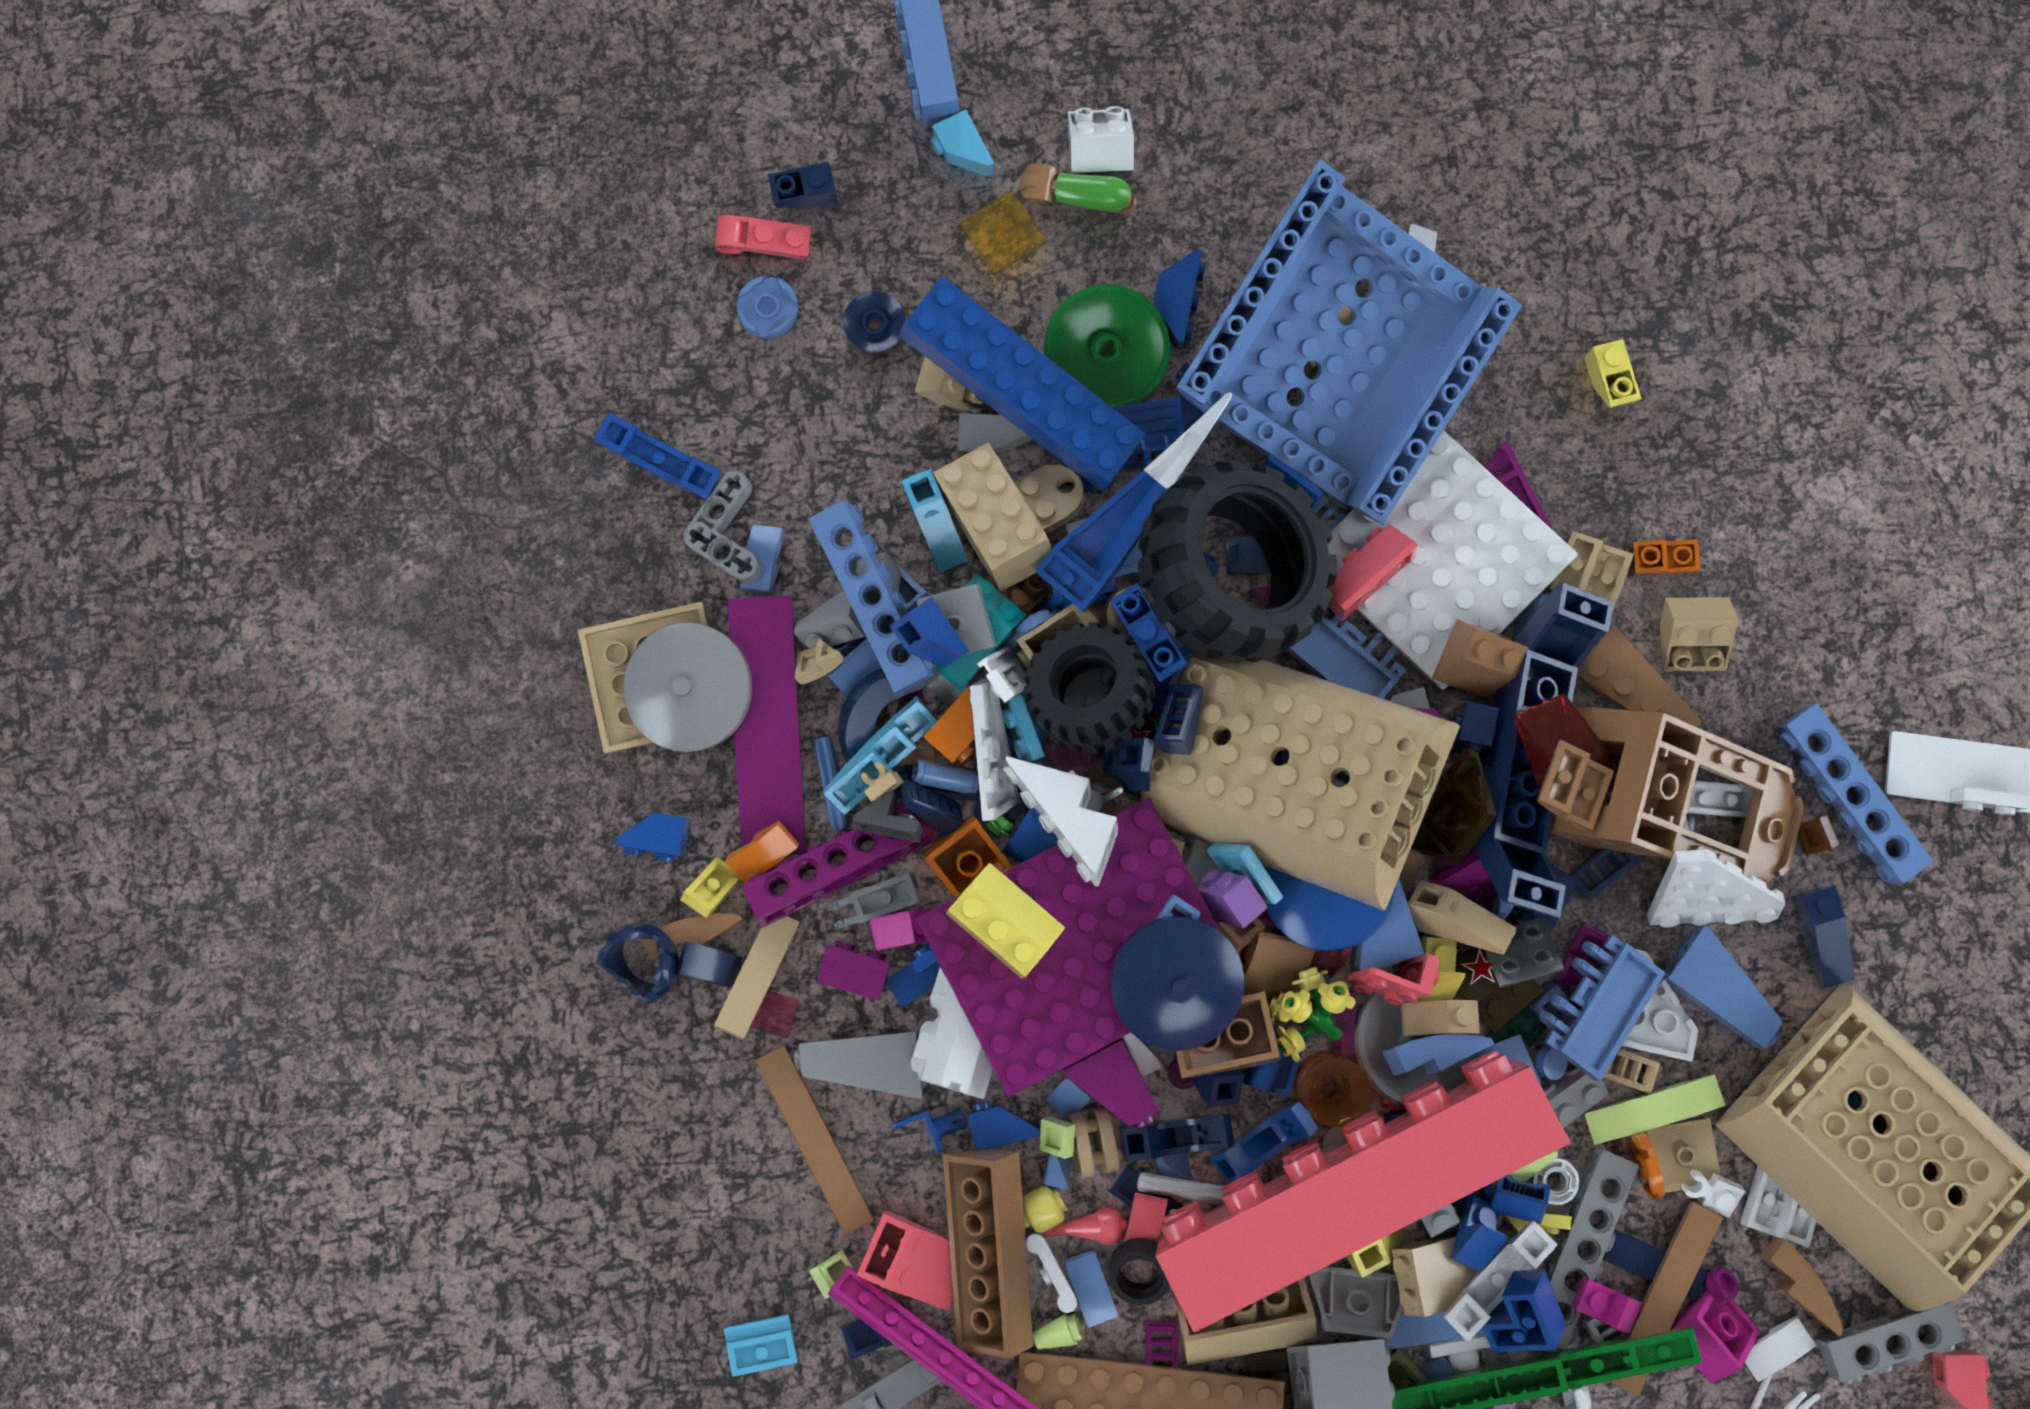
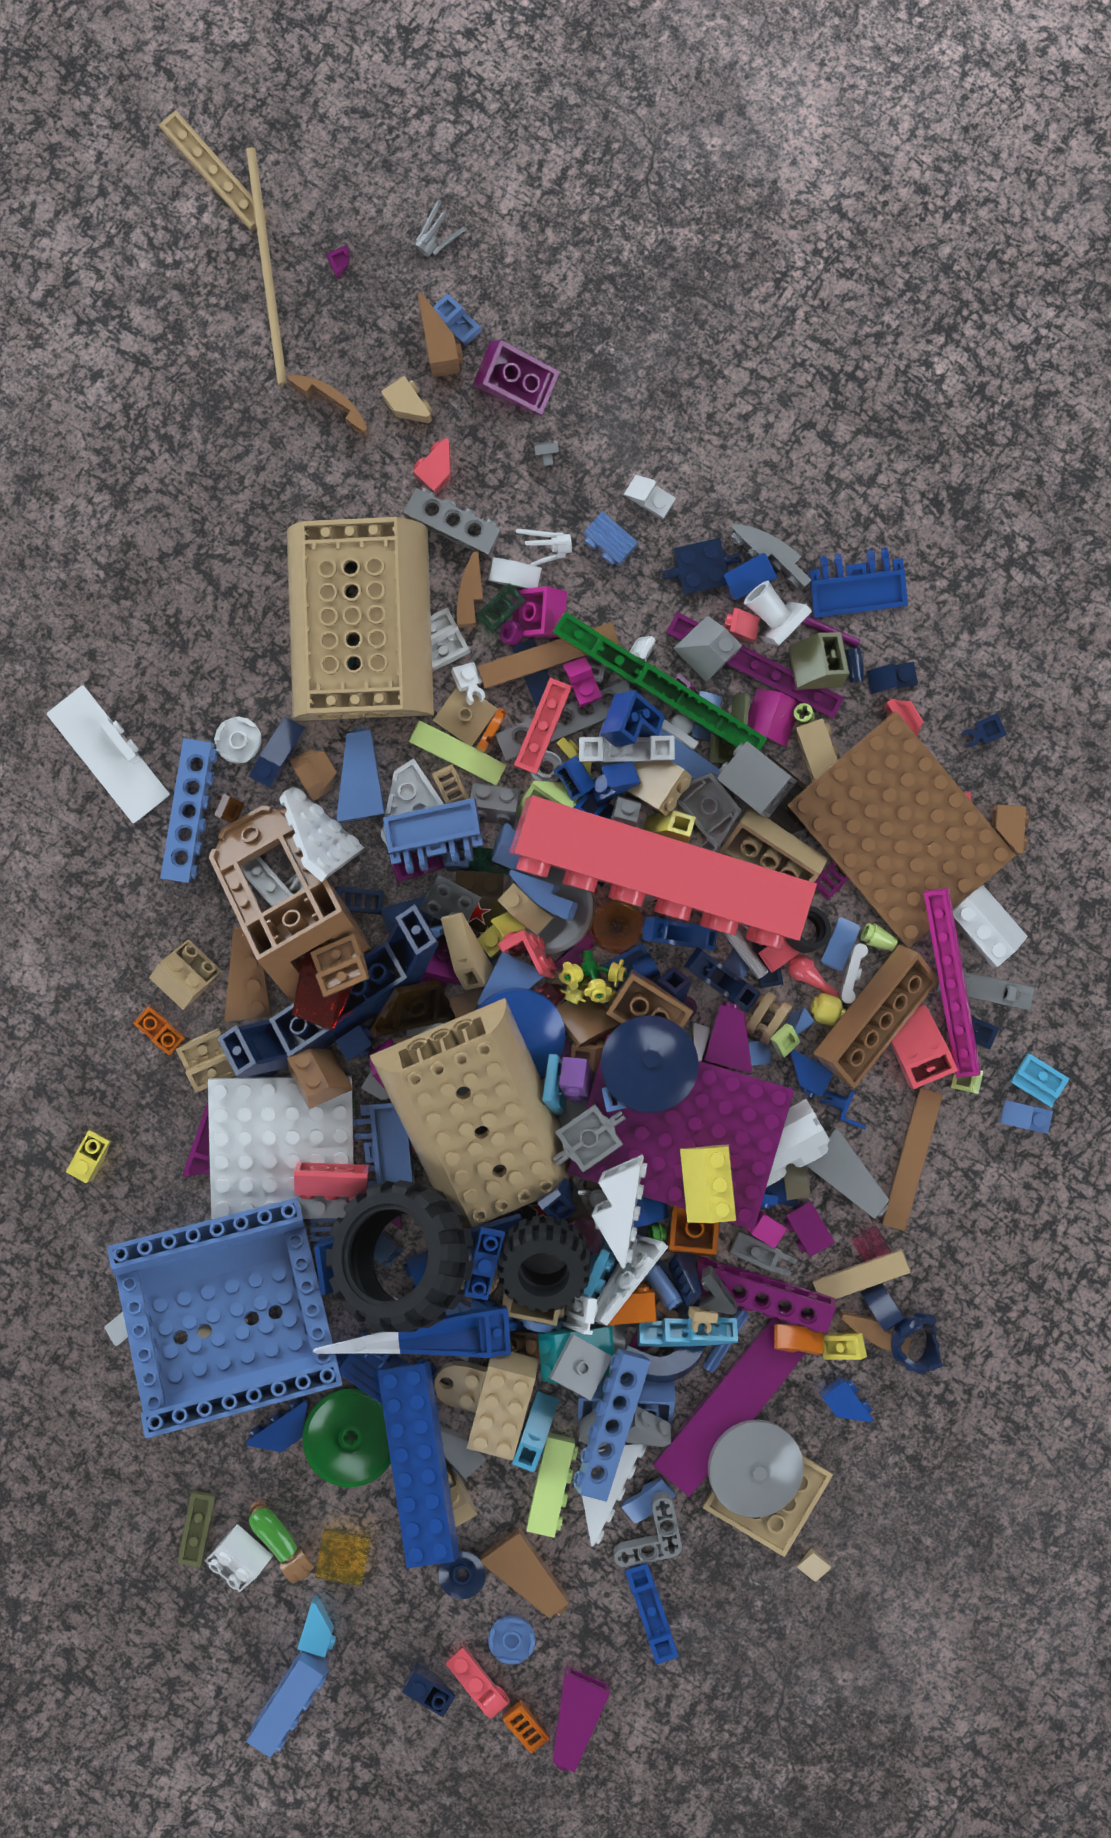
camera: 135 degrees left, 5 degrees up
(540, 649) = (814, 1565): none -> tan slope
(639, 298) = (578, 1714): none -> magenta slope
(689, 229) = (512, 1713): none -> orange slope
(739, 1294) = (1026, 1116): none -> medium blue slope
(800, 505) = (600, 1511): none -> white slope
(814, 381) = (524, 1570): none -> medium nougat slope
(816, 662) = (674, 1415): tan slope -> none
(870, 484) = (551, 1484): none -> yellowish green brick
(911, 1005) = (796, 1182): none -> dark tan slope
(929, 634) = (603, 1375): blue slope -> none
(1164, 852) = (589, 1138): none -> light grey plate
(1166, 130) = (196, 1528): none -> olive plate
(1179, 739) = (523, 1190): dark blue slope -> none
(1550, 1064) = (490, 828): medium blue tile -> none
(1602, 1221) = (543, 726): none -> coral plate
(1769, 1286) = (481, 615): none -> clear green slope
(1770, 951) = (315, 773): none -> medium nougat slope
(1875, 911) = (238, 740): none -> white tile

